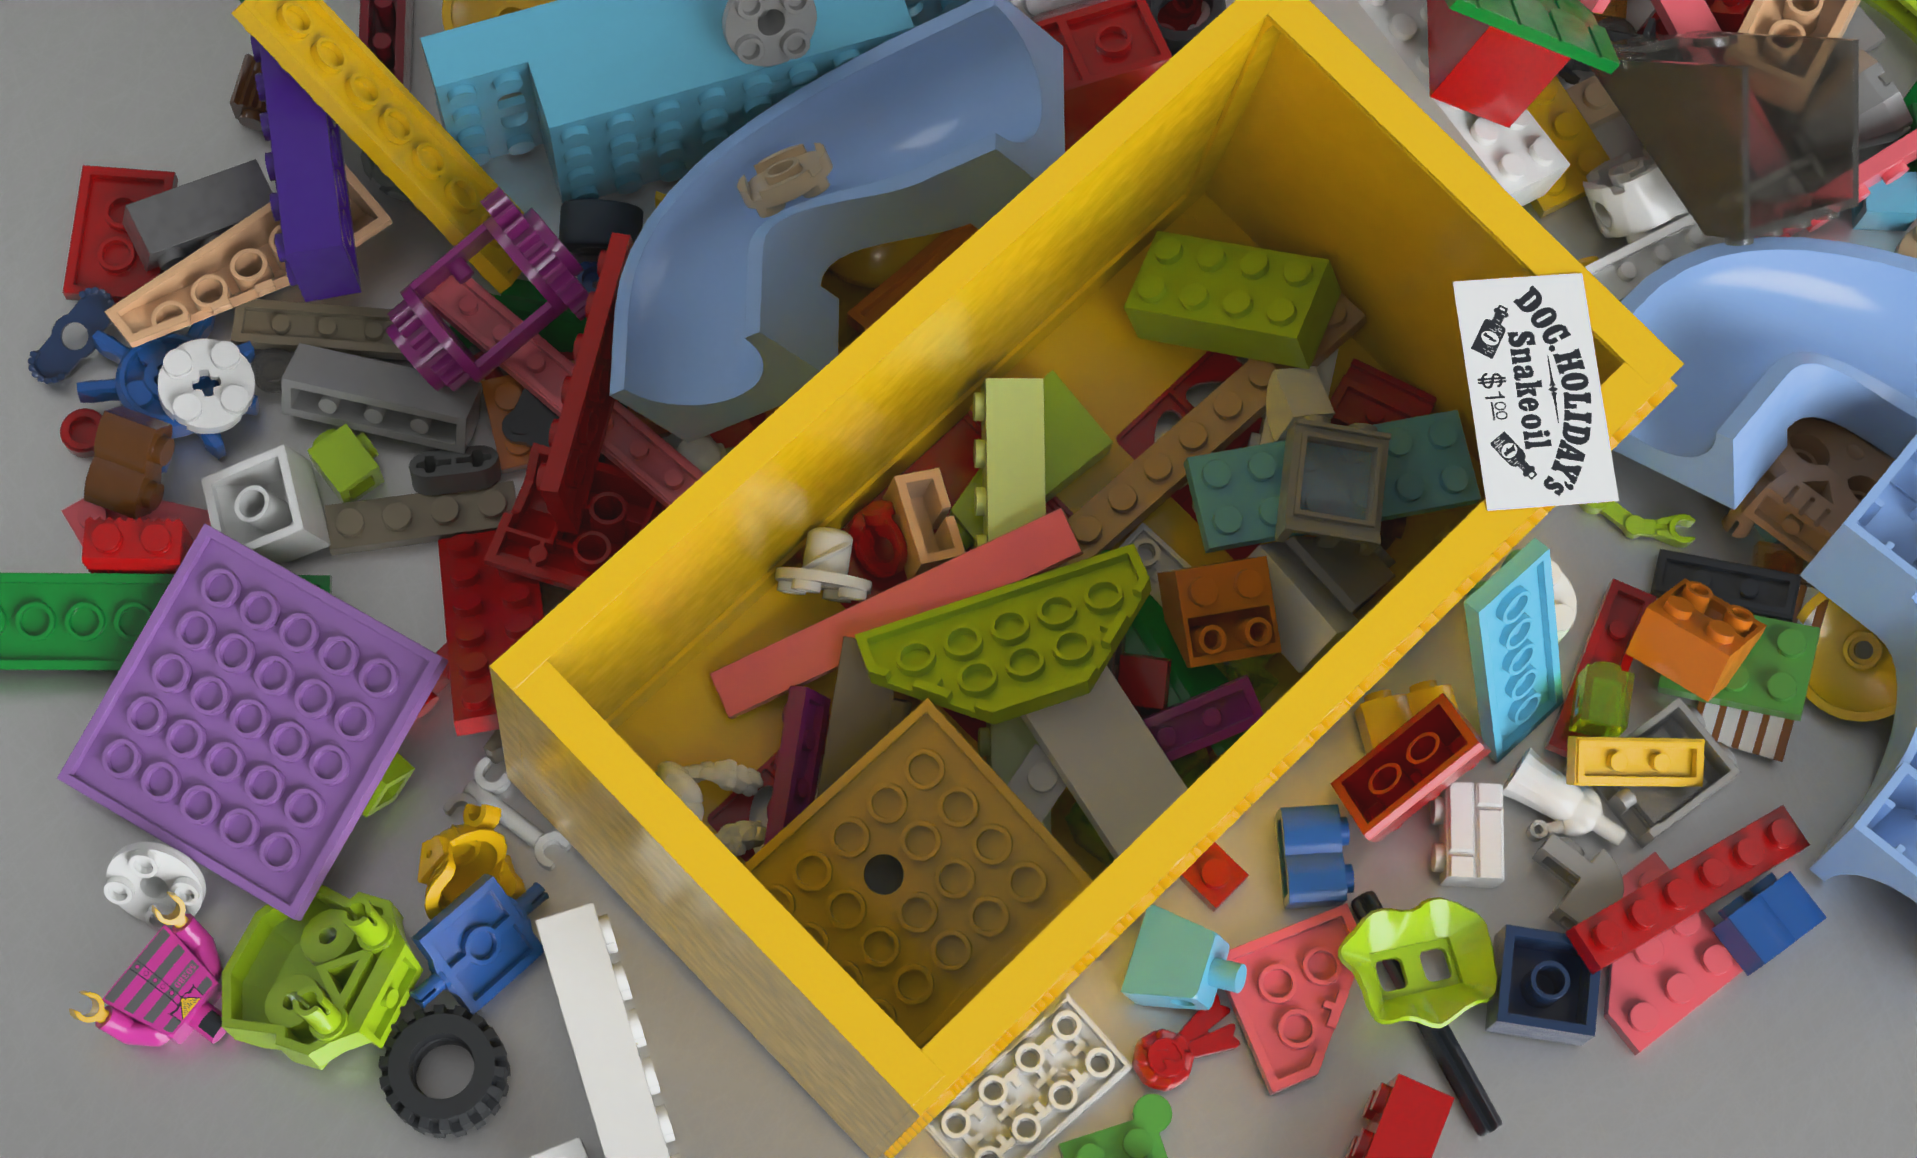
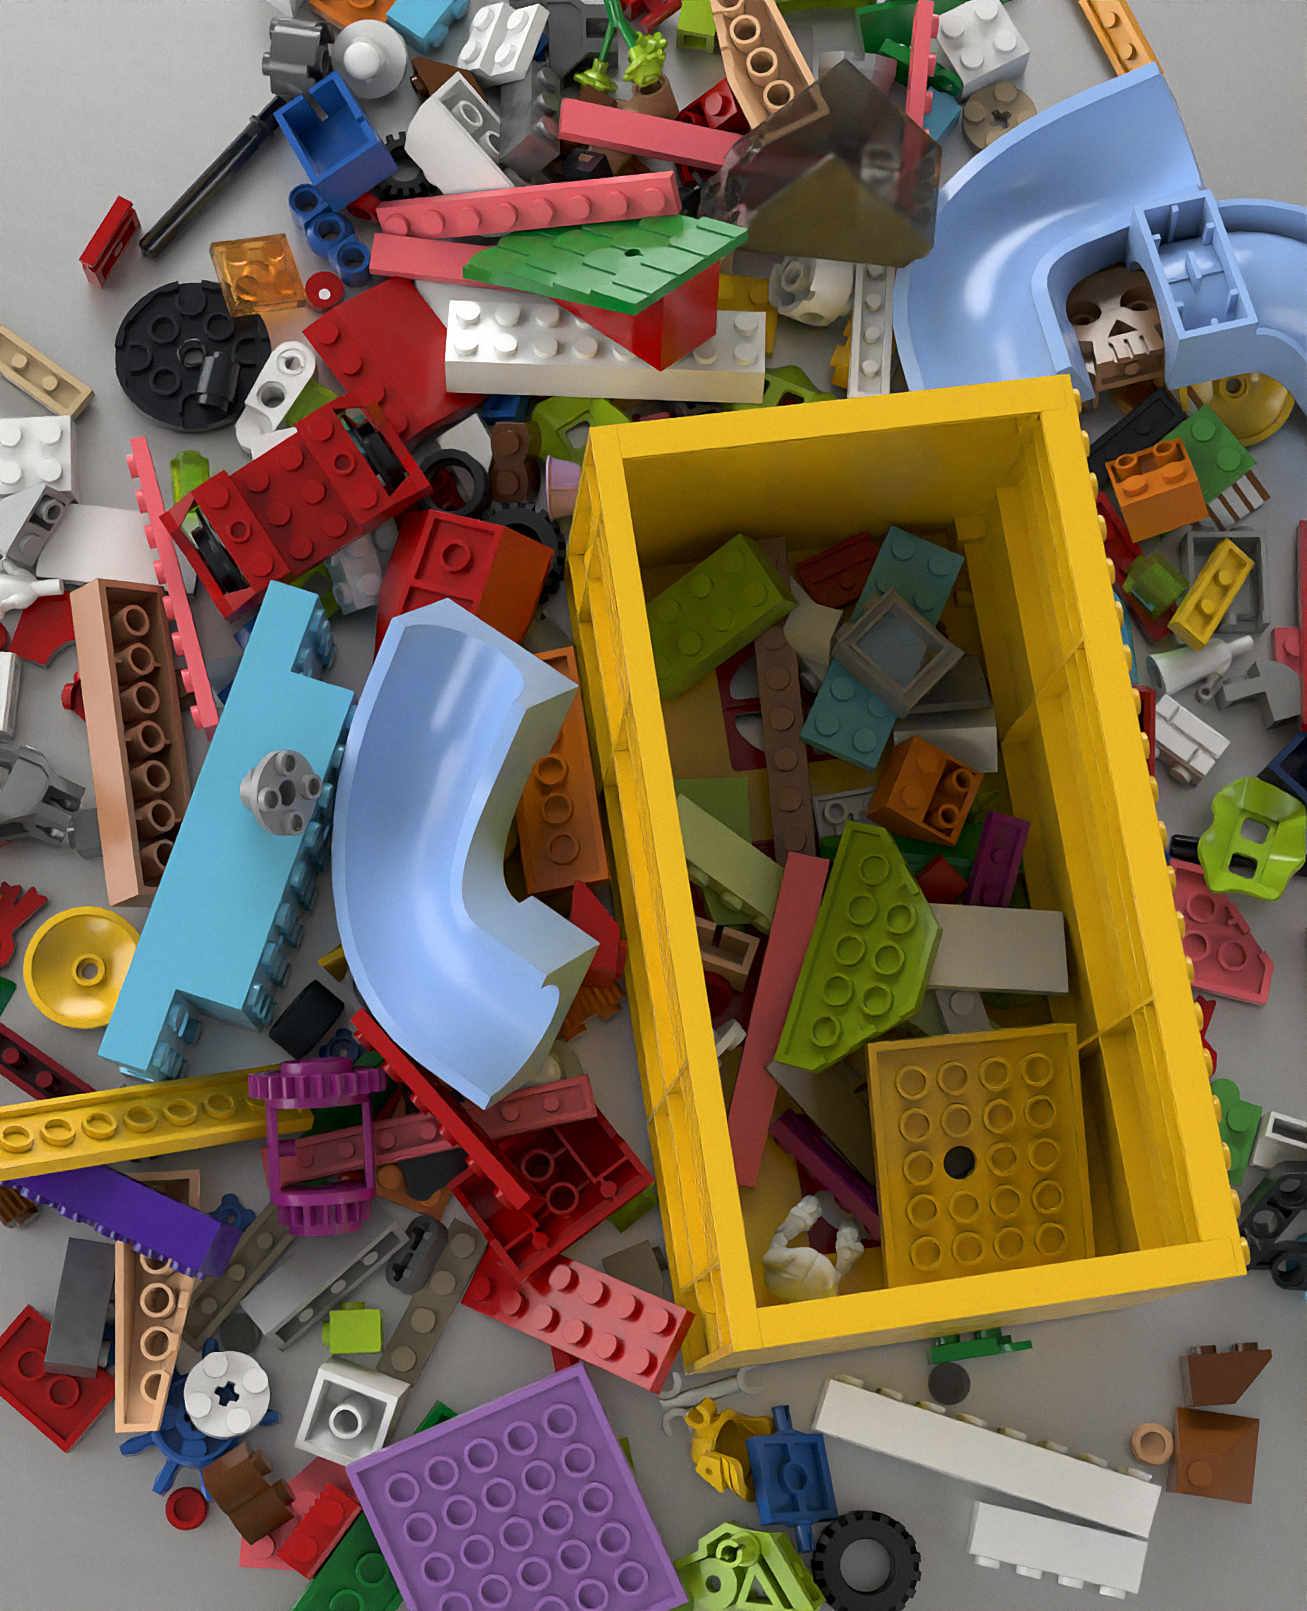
camera: 50 degrees left, 5 degrees up
(54, 359) = (111, 1493): dark blue piece -> none
(383, 281) = (231, 1206): none -> blue plate
(677, 1038) = (949, 1383): none -> clear smoke plate
(740, 1047) = (988, 1343): none -> green hinge
(785, 178) = (420, 853): tan plate -> none
(1535, 392) = (1021, 487): white sticker -> none

